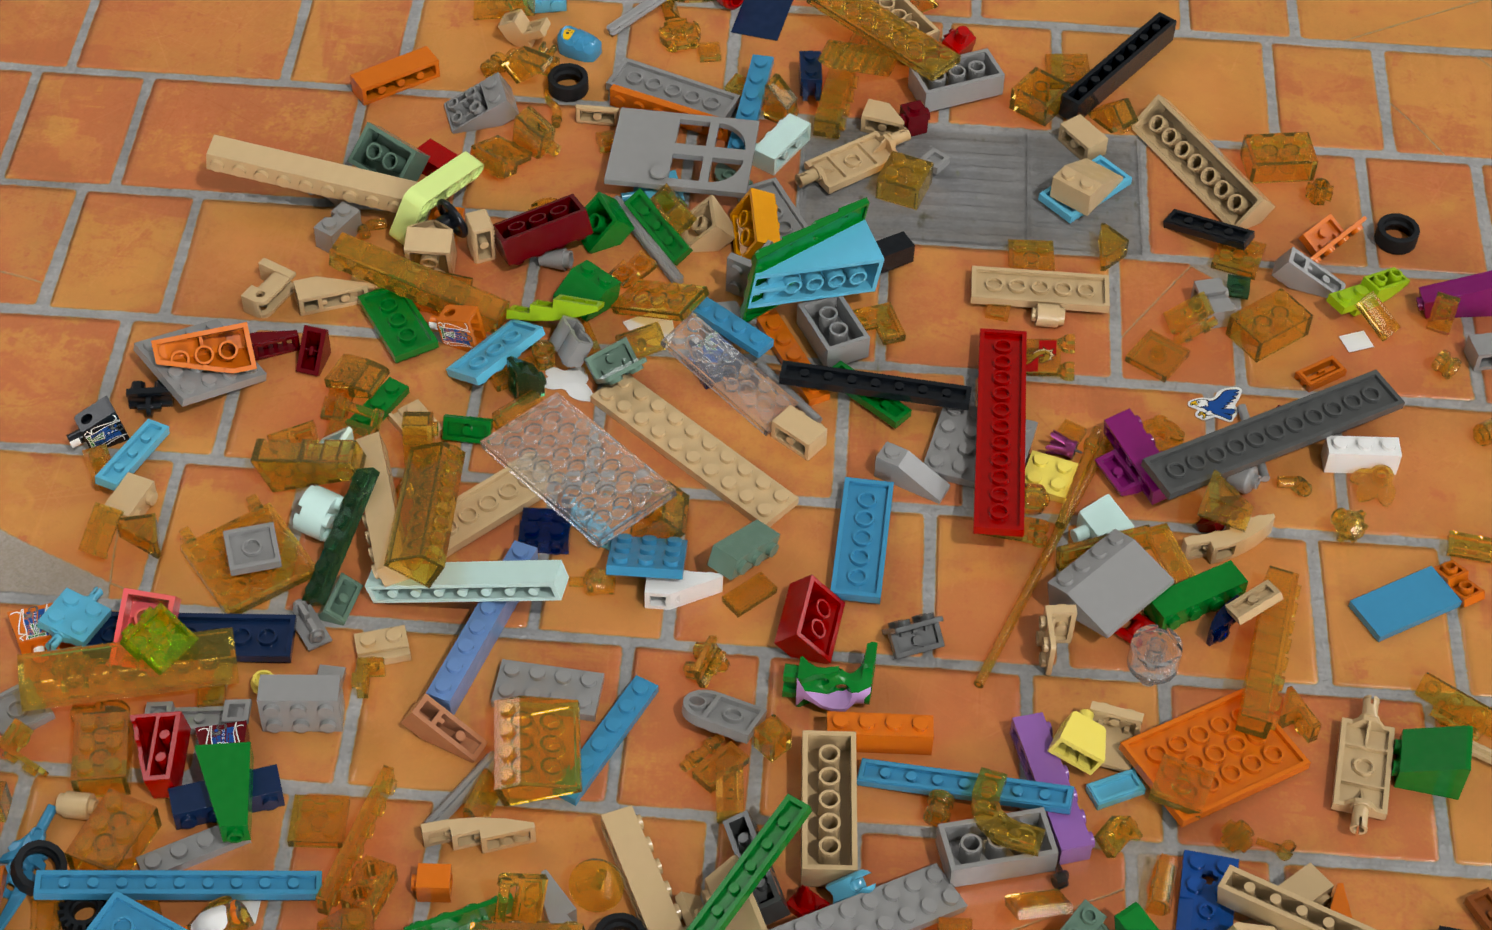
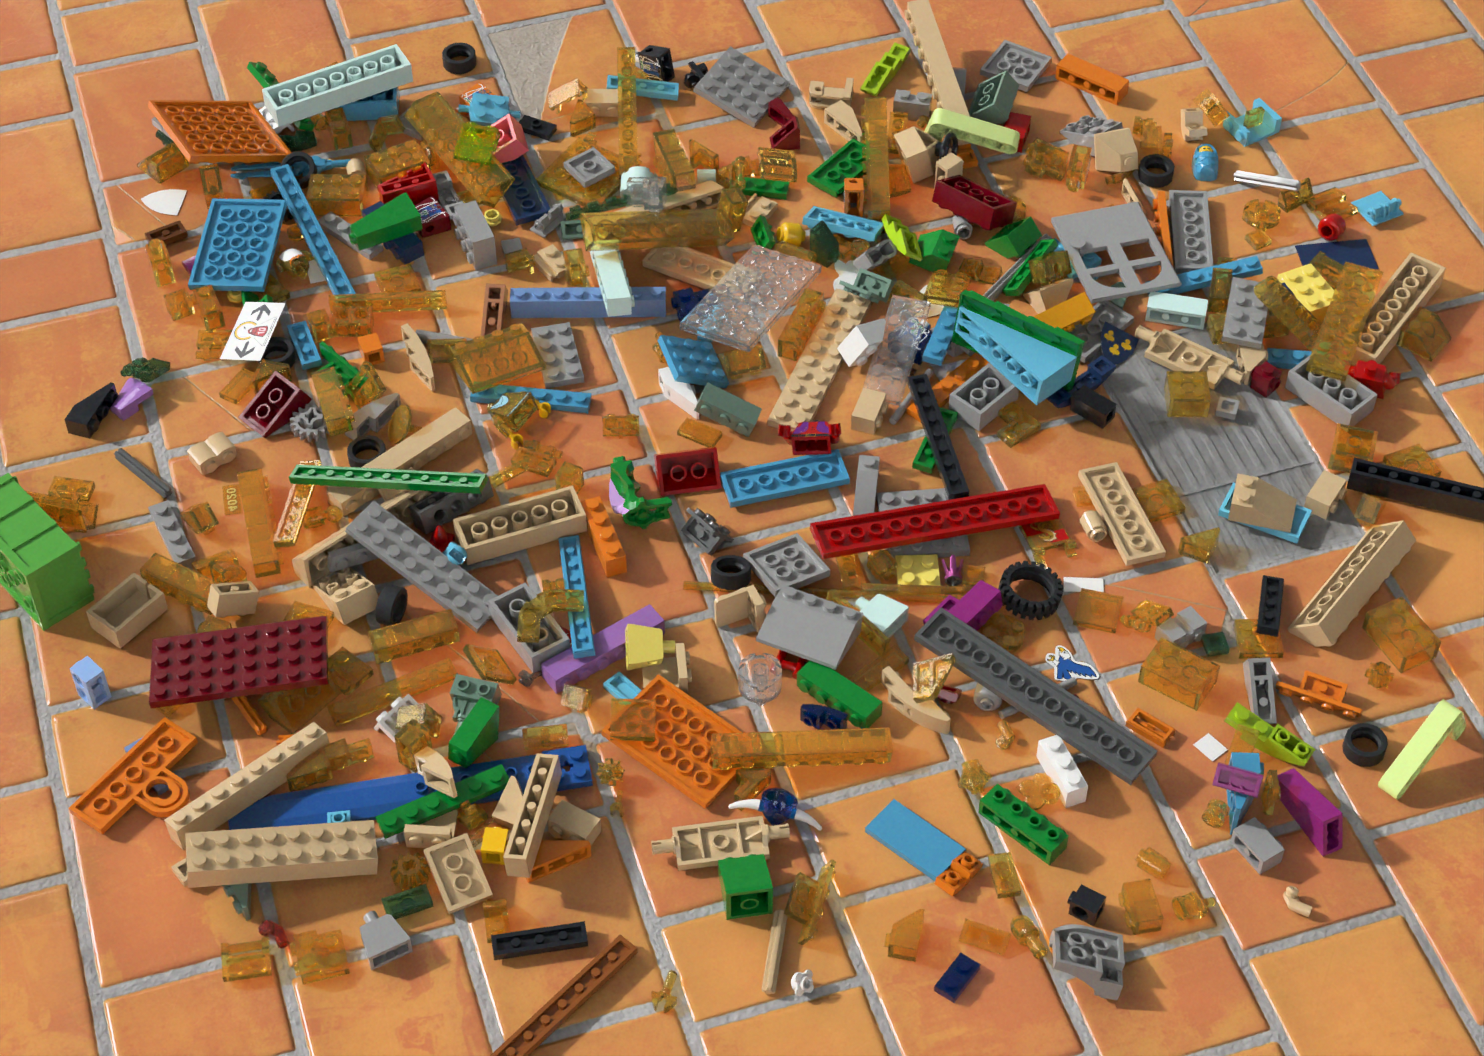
camera: 70 degrees right, 0 degrees up
(129, 578) = (537, 127): none -> black plate
(182, 477) = (627, 109): none -> clear yellow plate
(216, 349) = (746, 85): orange wedge -> none
(256, 230) = (885, 70): none -> lime slope
(327, 125) = (1020, 62): none -> light grey plate
(373, 488) = (647, 192): none -> clear brick
(431, 620) = (575, 268): none -> clear yellow brick
(482, 402) = (791, 233): none -> yellow head
(532, 90) = (1115, 151): none -> tan slope
(636, 761) = (512, 412): none -> clear yellow torso
(639, 441) = (801, 324): none -> clear yellow brick
(705, 395) = (862, 342): none -> white slope
(722, 714) = (575, 446): light grey plate -> none
(786, 21) = (1328, 268): none -> clear yellow plate
(803, 204) = (1116, 343): none -> dark blue sticker
(809, 37) = (1309, 289): none -> light yellow brick
(825, 487) = (811, 437): none -> red torso
(832, 90) = (1244, 315): none -> light grey plate
(893, 86) = (1286, 358): none -> dark azure plate
(989, 645) = (730, 581): none -> black tyre
(997, 579) = (787, 563): none -> light grey plate
(1115, 355) = (1074, 584): none -> white sticker
(1118, 376) = (1035, 573): none -> black tyre
(1254, 602) = (835, 719): tan plate -> none
(1336, 699) = (777, 806): none -> clear blue helmet
(1415, 509) = (1023, 824): none -> green brick
(1418, 166) = (1442, 722): none -> yellowish green beam
(1433, 329) = (1239, 802): none -> dark azure slope
(1451, 318) = (1238, 779): none -> magenta plate

